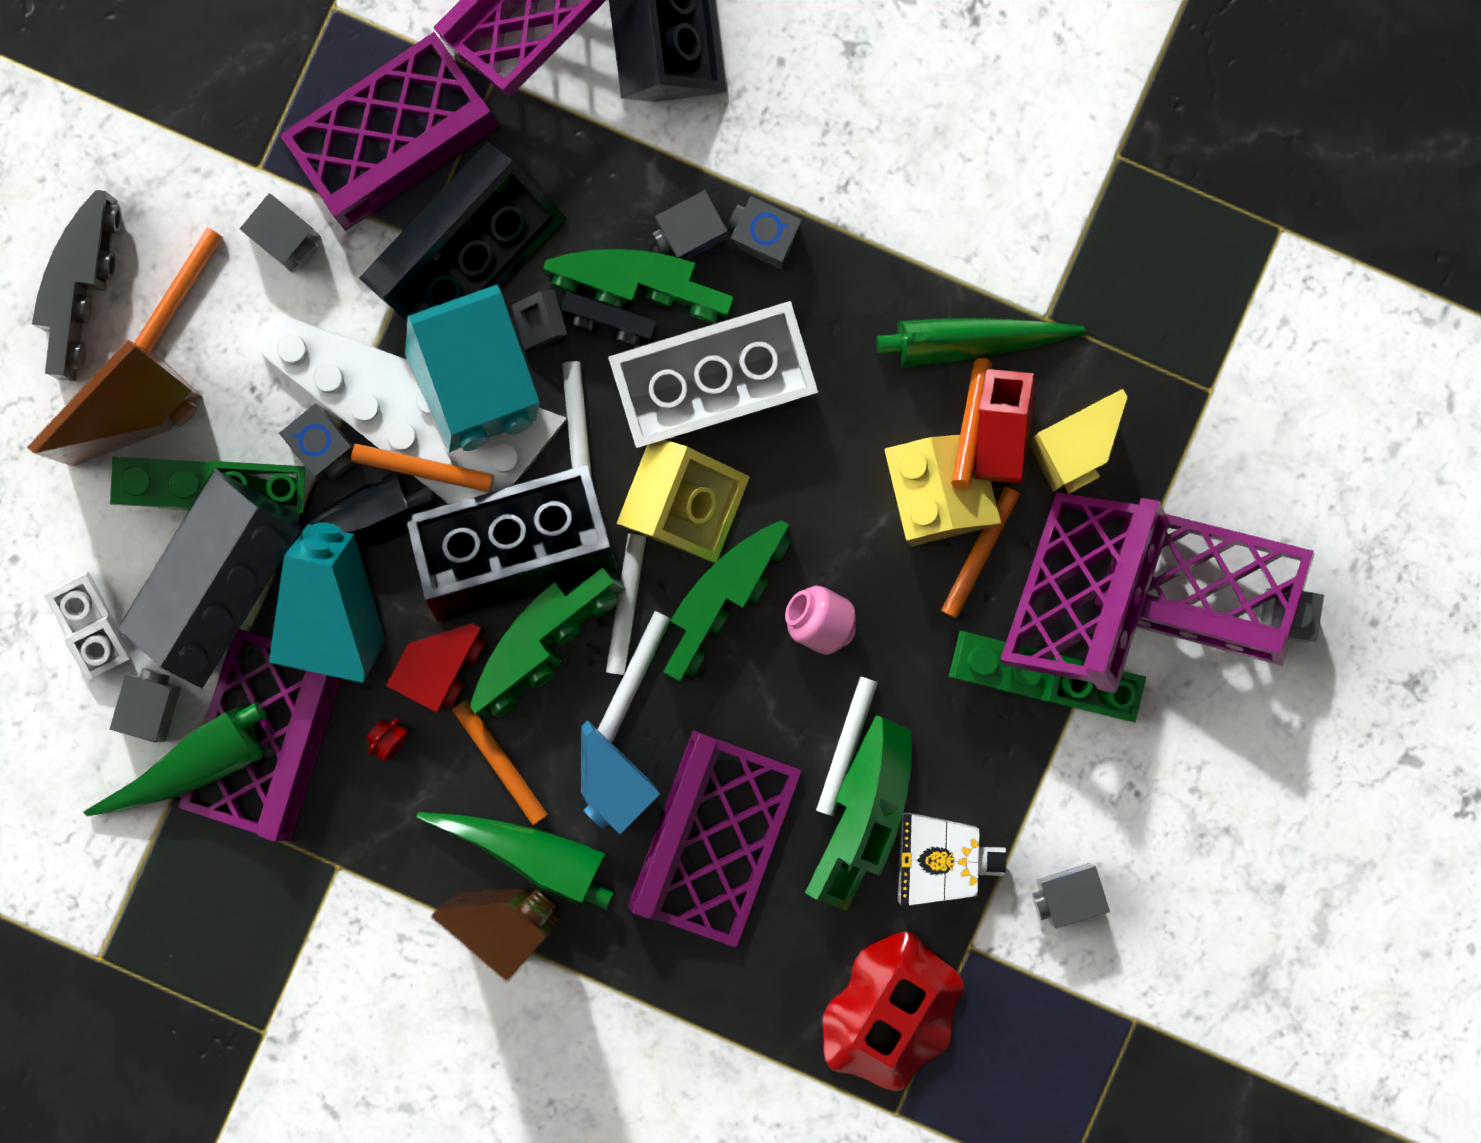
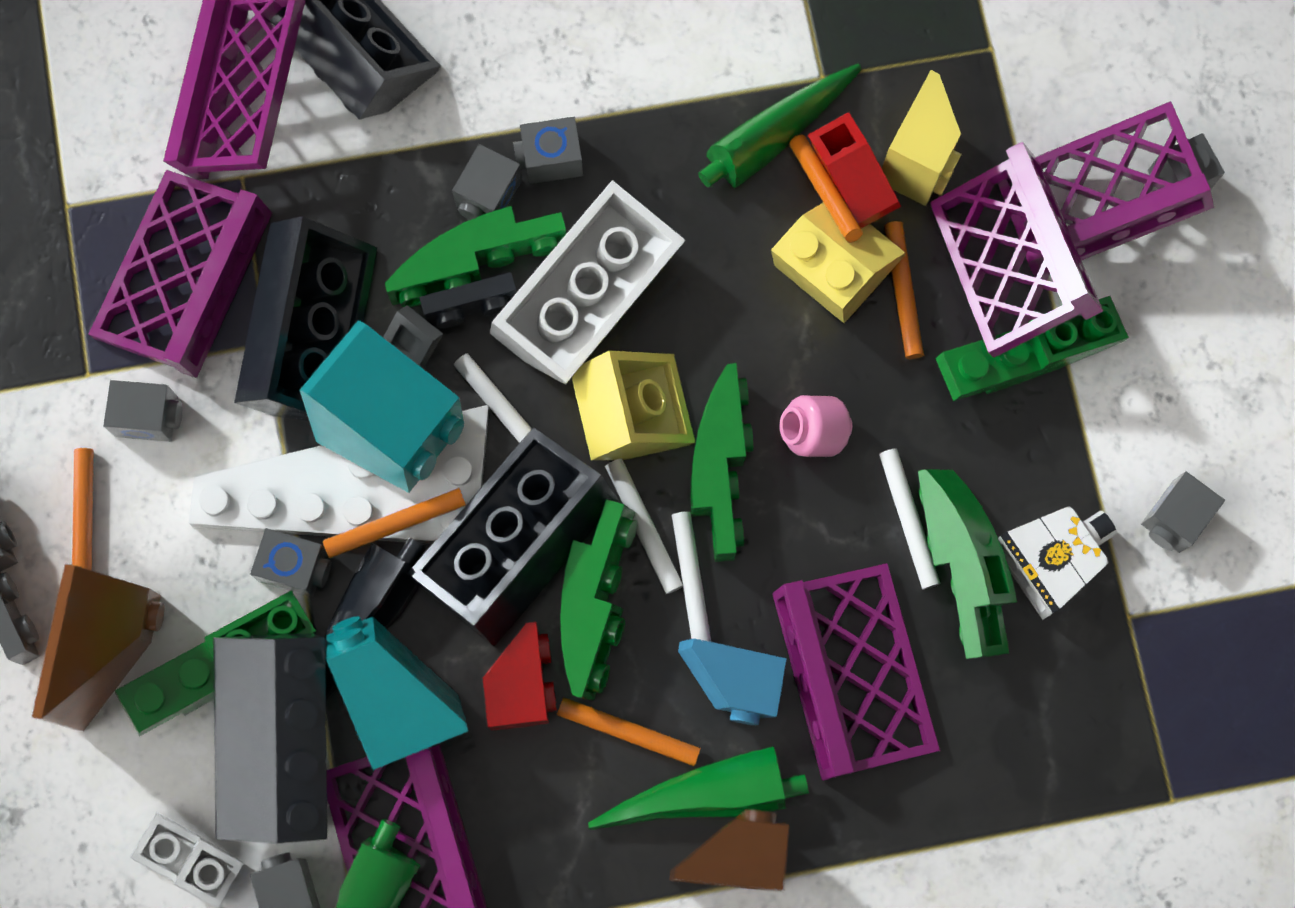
camera: 40 degrees left, 10 degrees down
(386, 739) = (517, 777): red plate -> none
(867, 1000) = (1081, 715): red piece -> none

